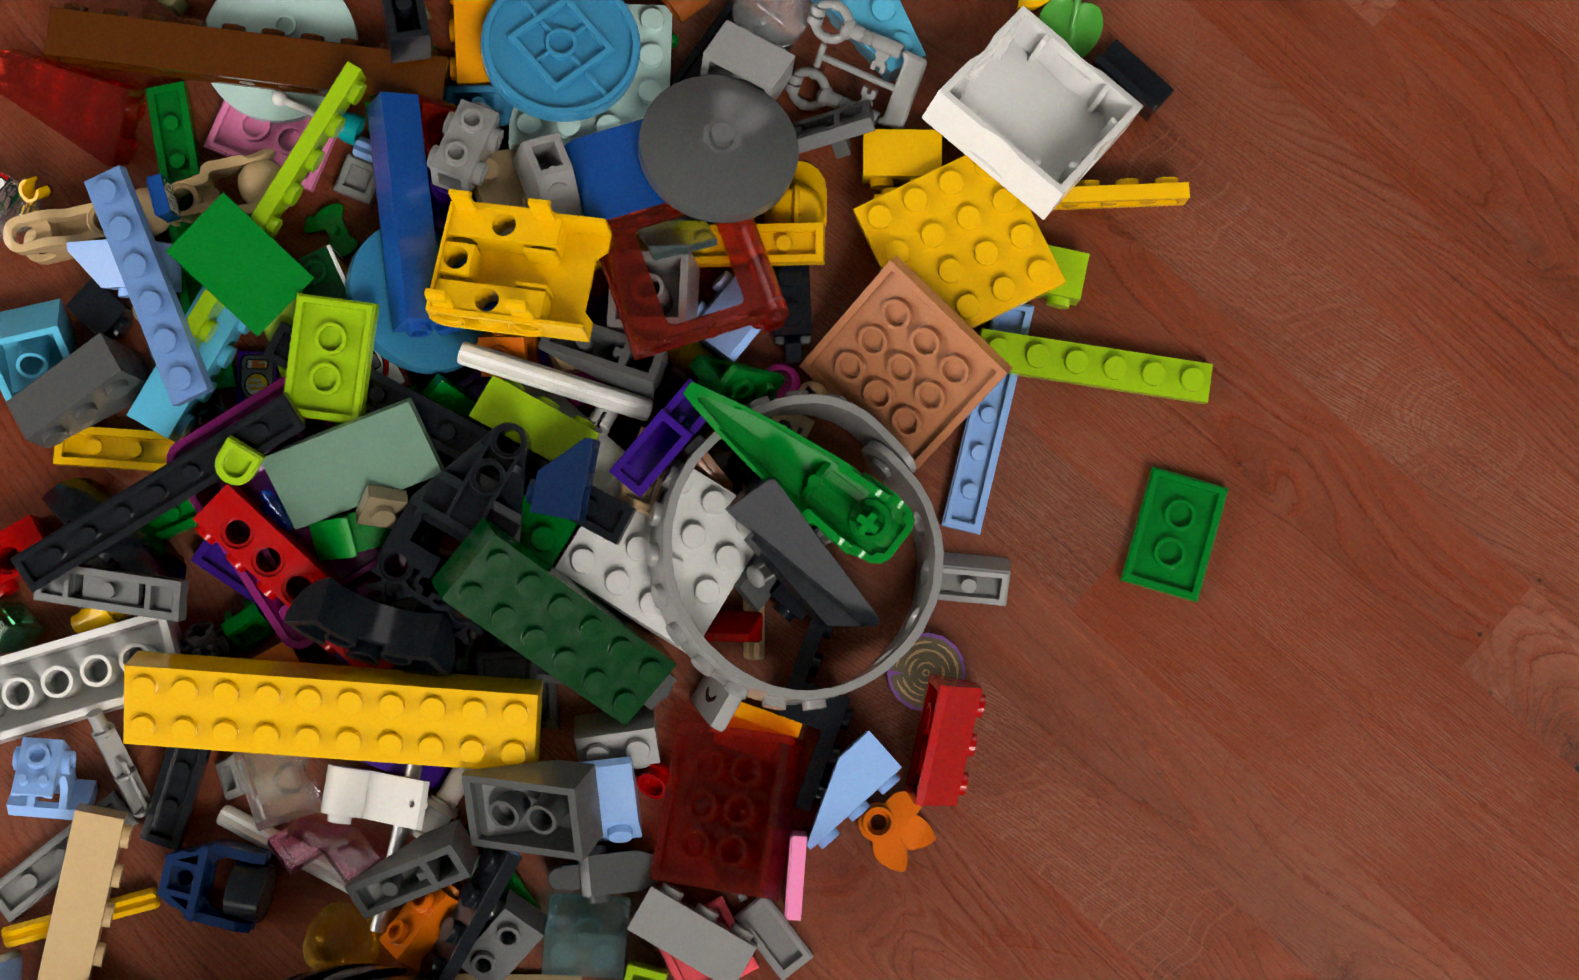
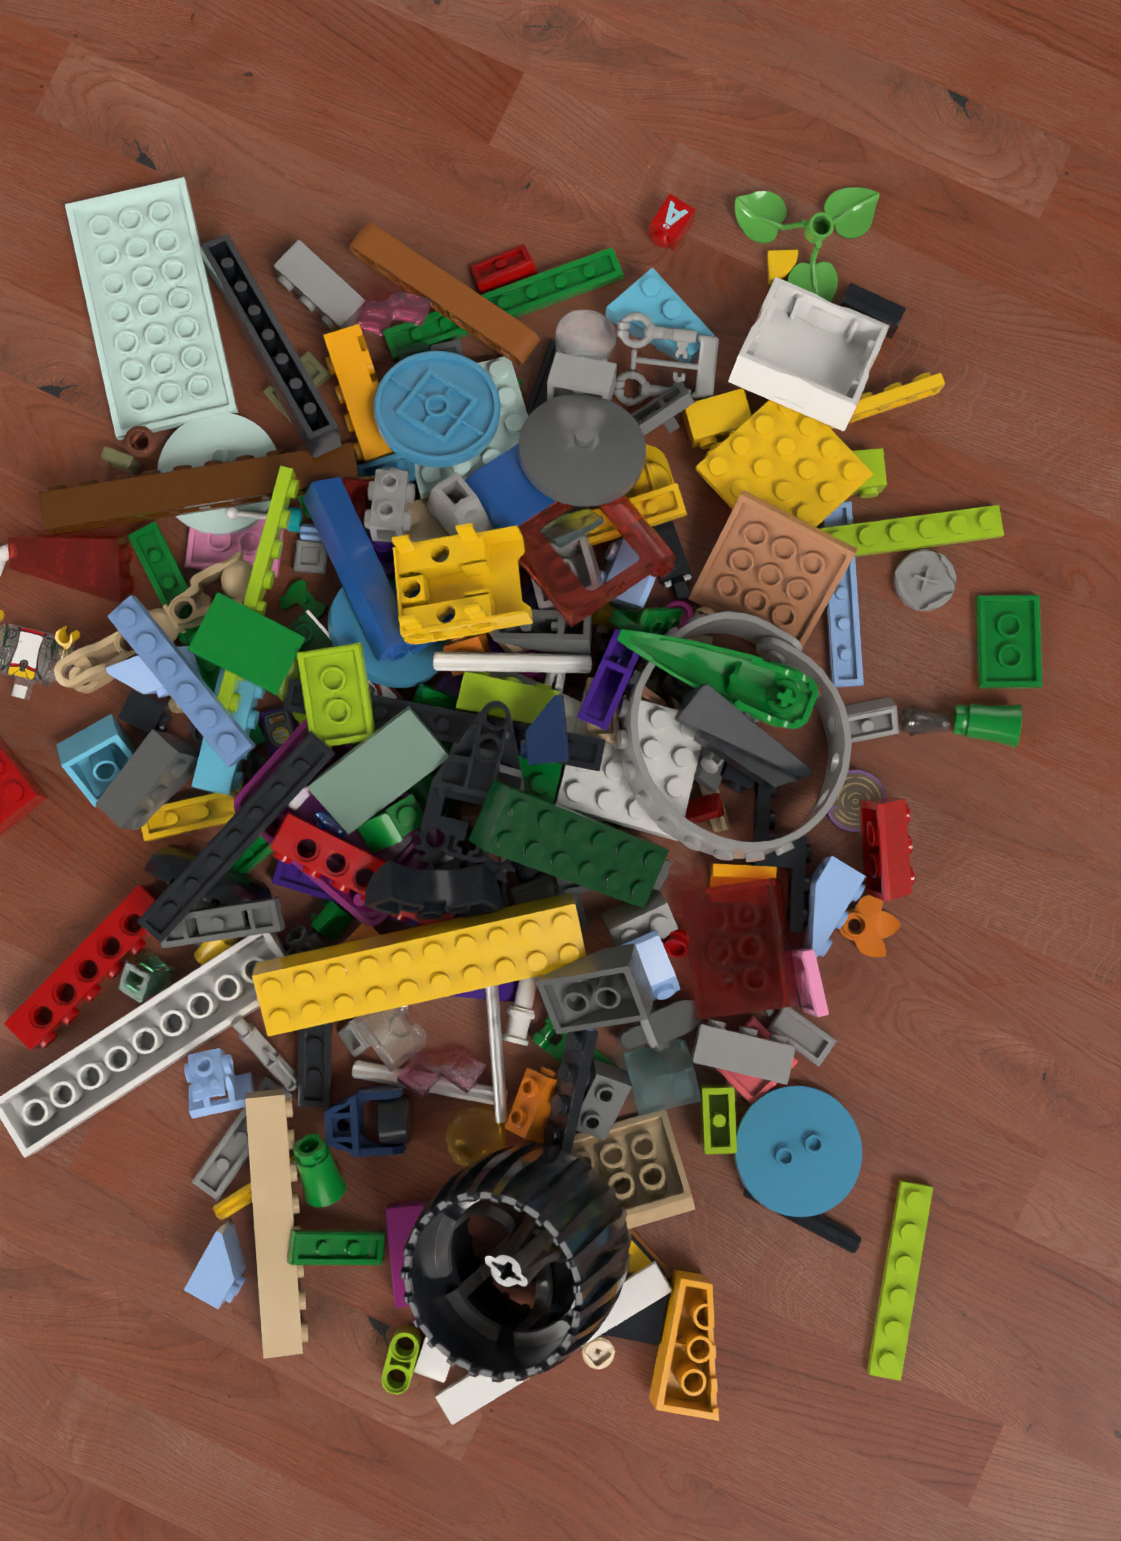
camera: 15 degrees left, 0 degrees up
(139, 926) = (318, 1172): none -> green plant
(163, 198) = (170, 612): blue tile -> none
(237, 462) = (291, 794): lime tile -> none
(373, 796) = (468, 1020): white door -> none
(381, 506) = (410, 796): dark tan plate -> none
(415, 870) = (518, 1066): dark grey slope -> none
(714, 703) = (705, 869): light grey tile -> none
(1038, 600) = (923, 721): none -> clear smoke cone
(1094, 429) = (924, 580): none -> light grey tile
(1116, 626) = (989, 722): none -> green plant

